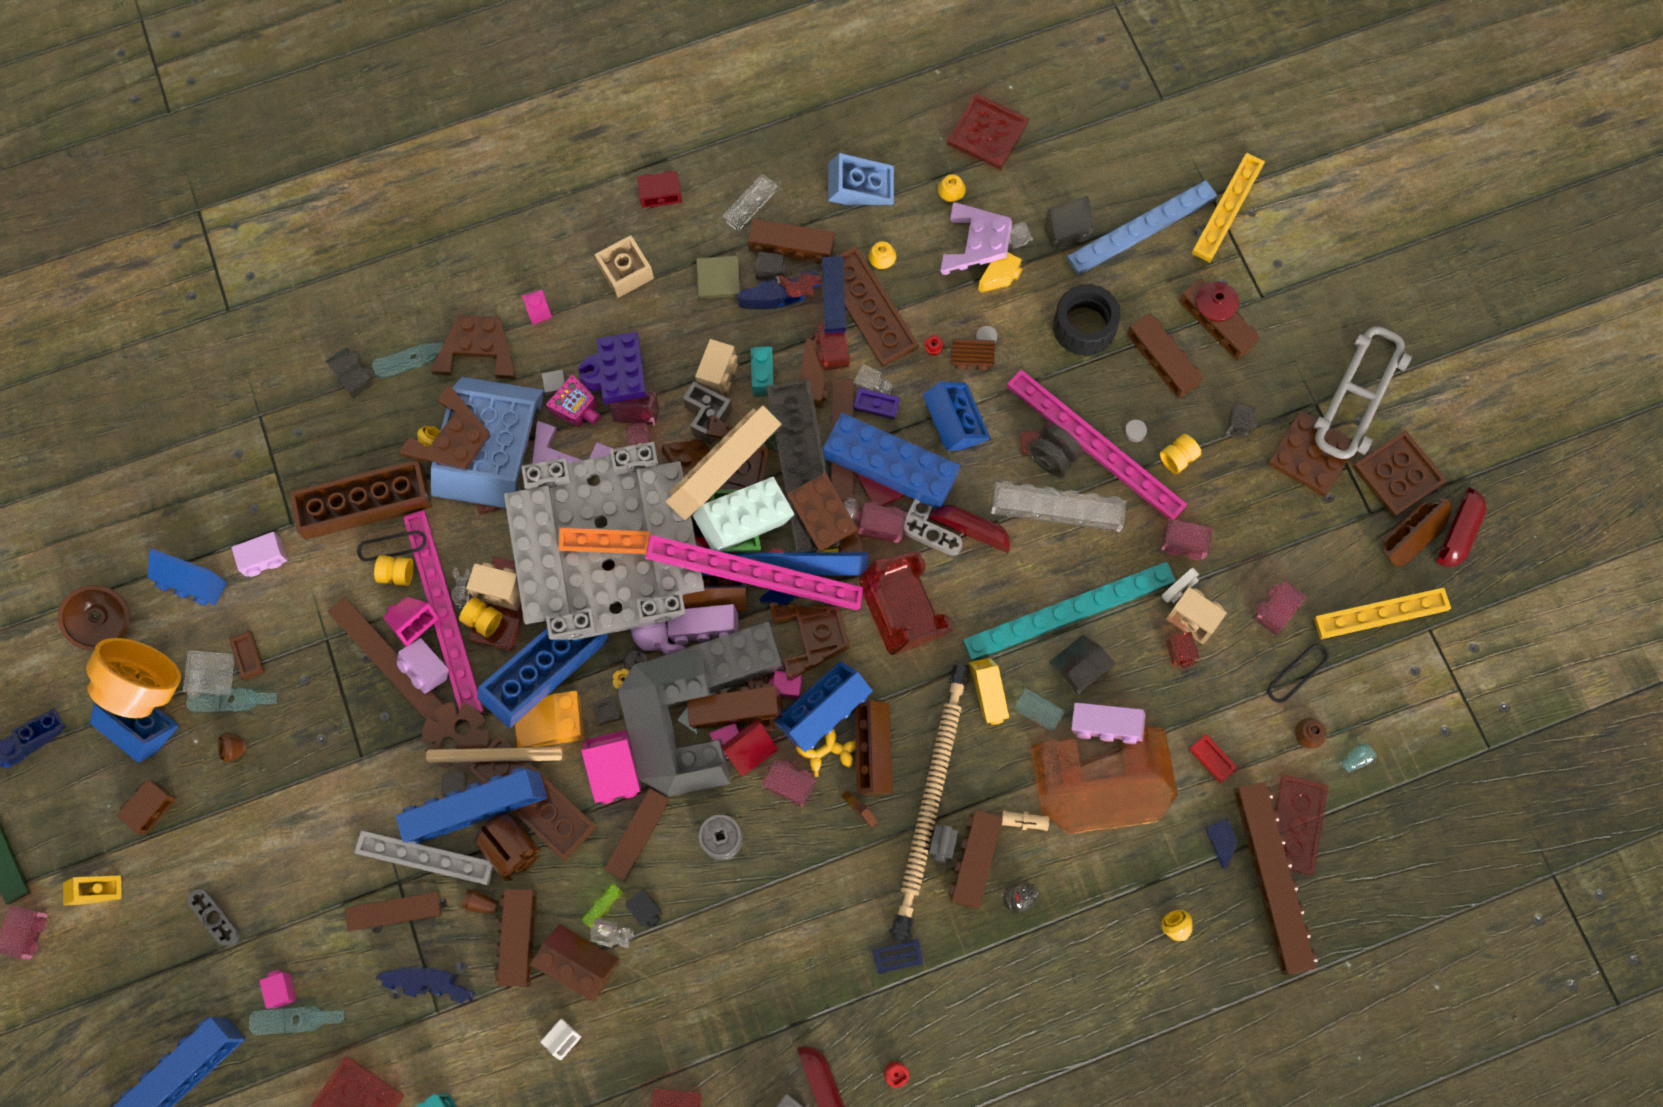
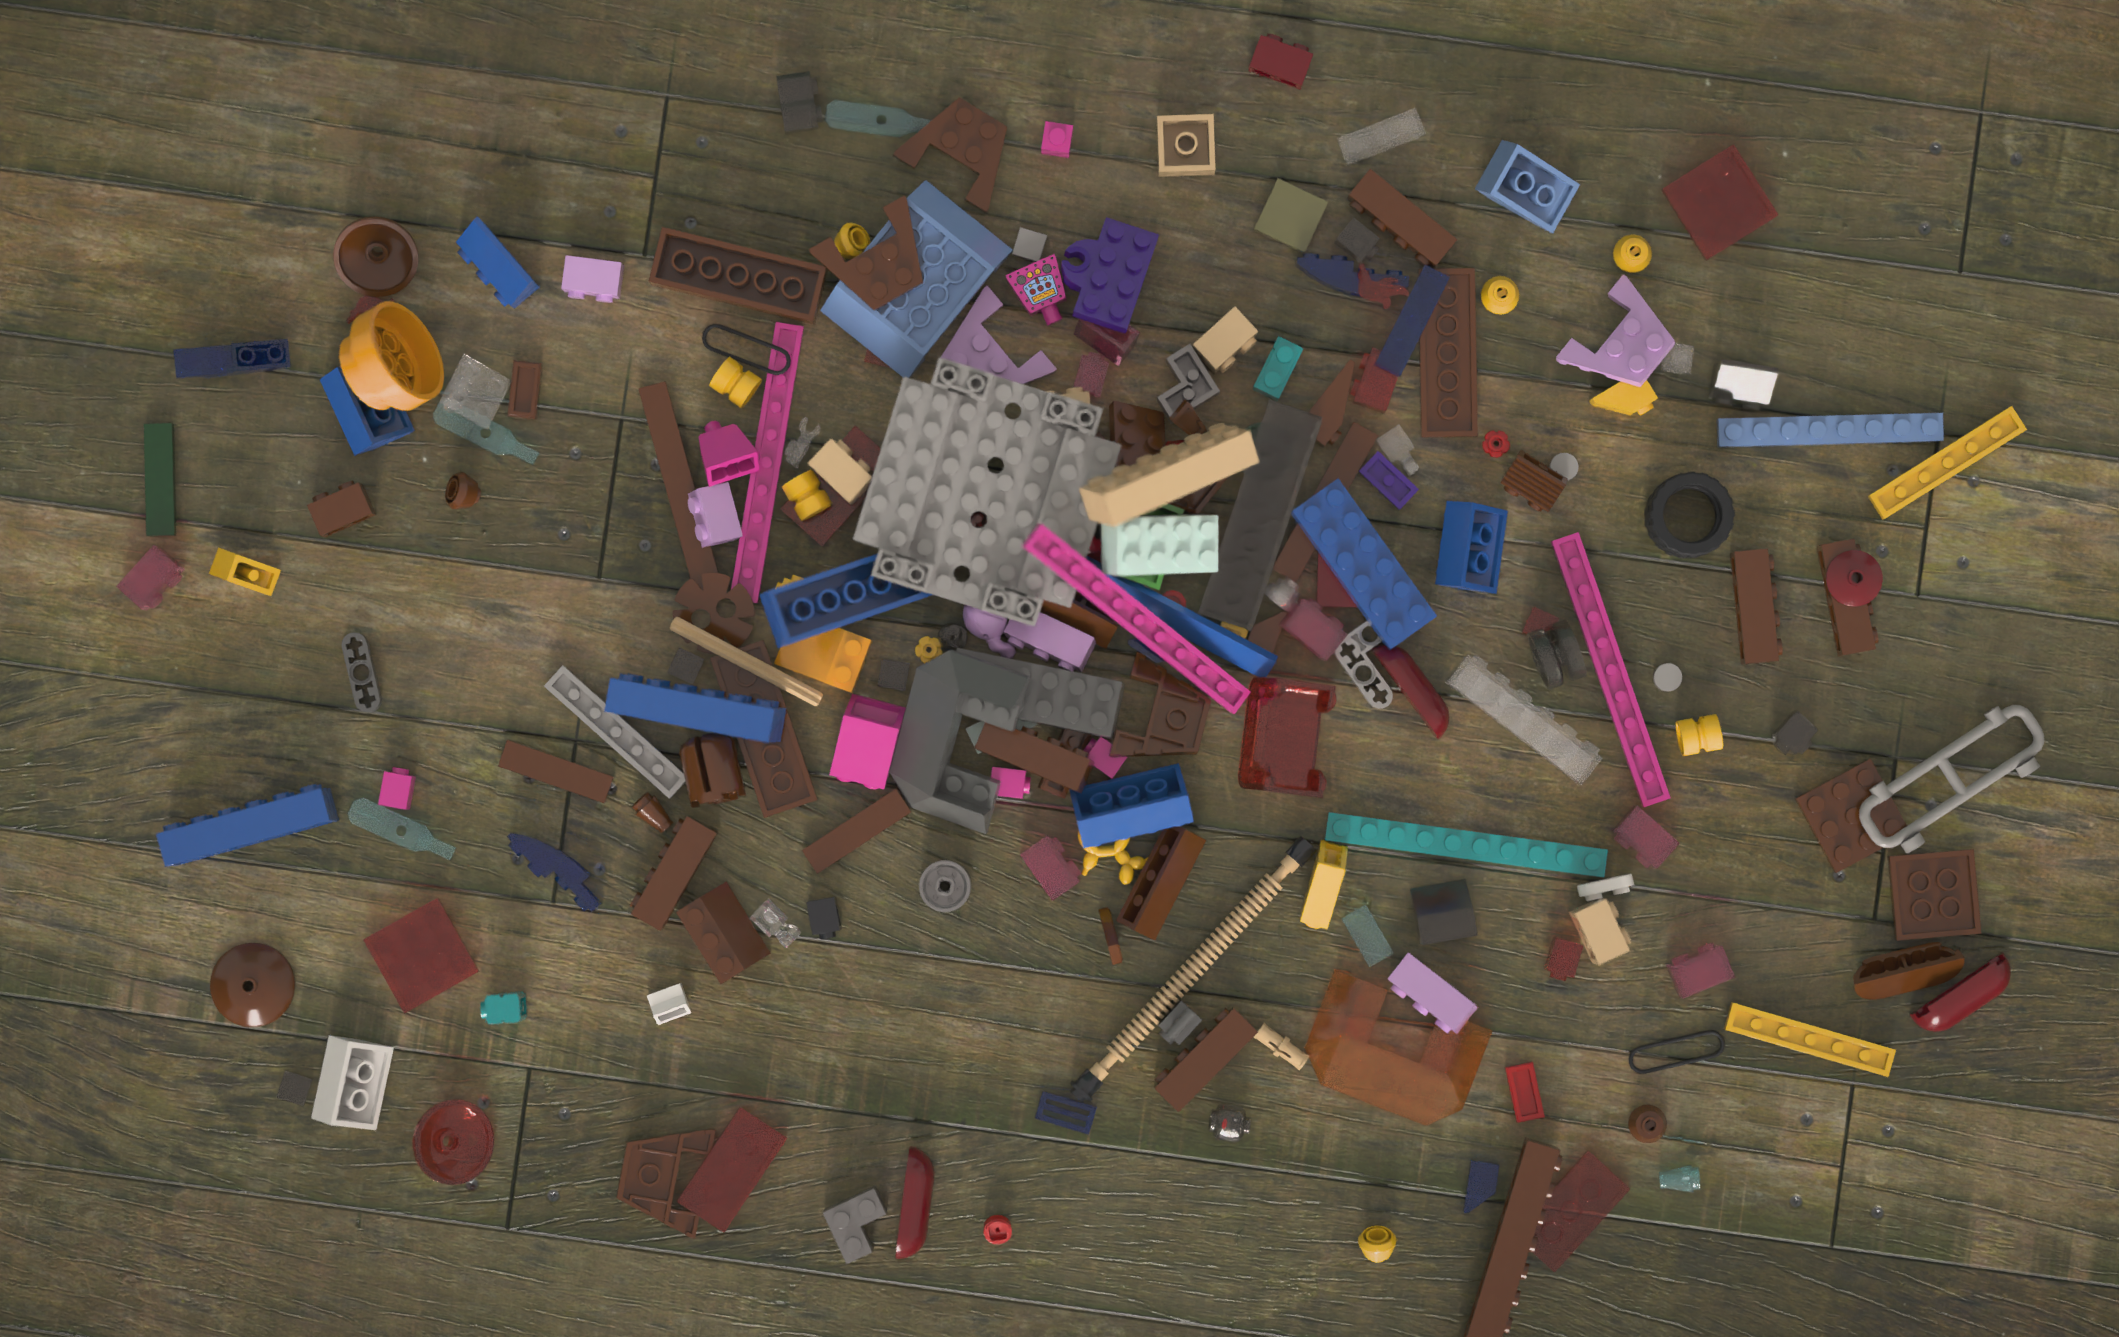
camera: 25 degrees right, 15 degrees up
(602, 904) = (781, 887): clear neon green pin -> none
(603, 540) = (988, 495): orange plate -> none
(749, 748) = (1027, 807): dark red tile -> none
(822, 512) = (1251, 585): reddish brown plate -> none

